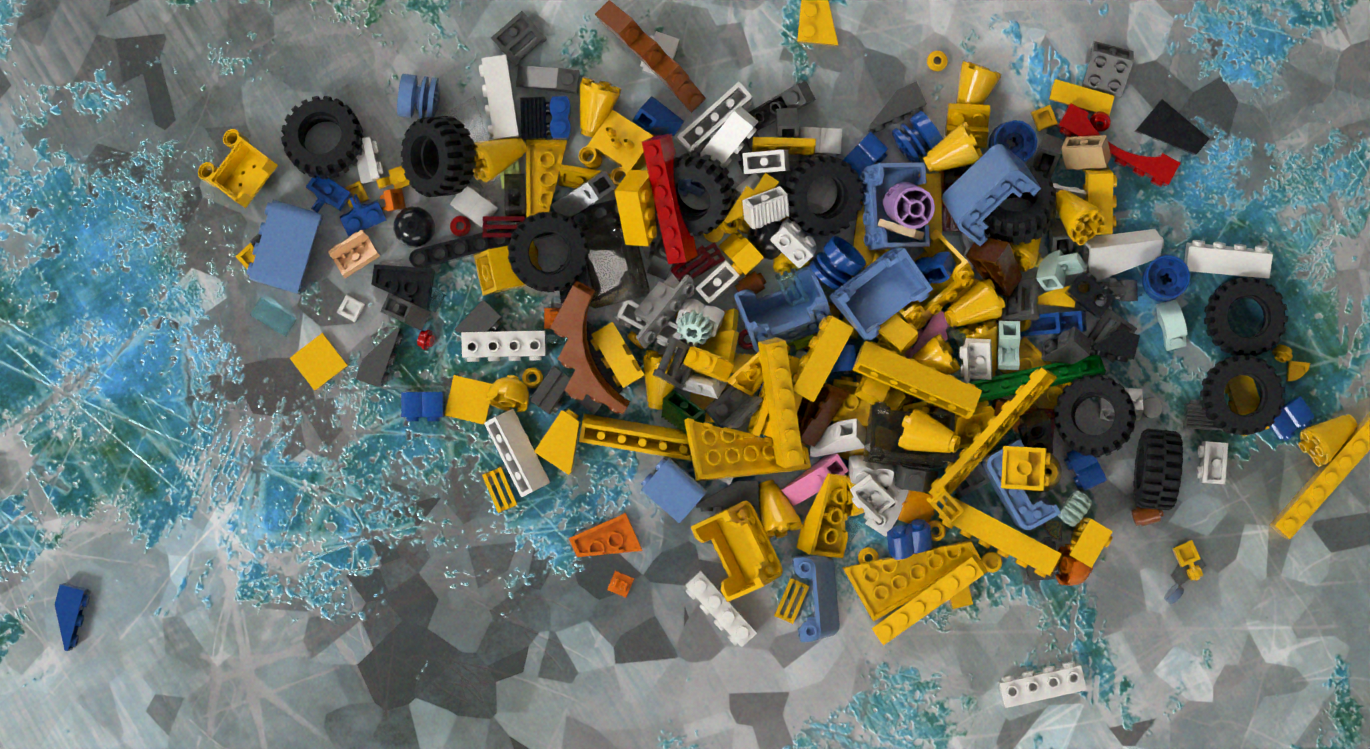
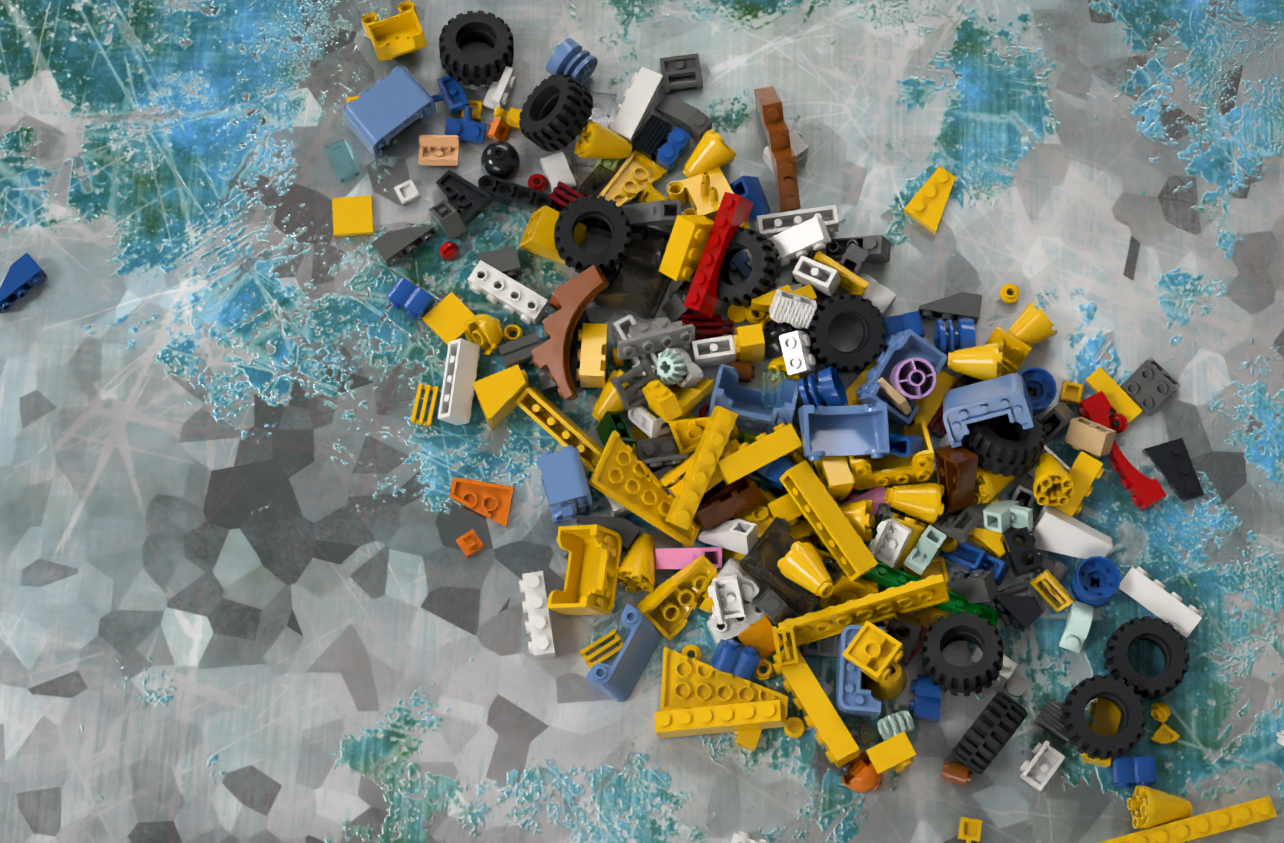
camera: 35 degrees right, 15 degrees down
(1135, 306) = (1053, 585): none -> yellow tile

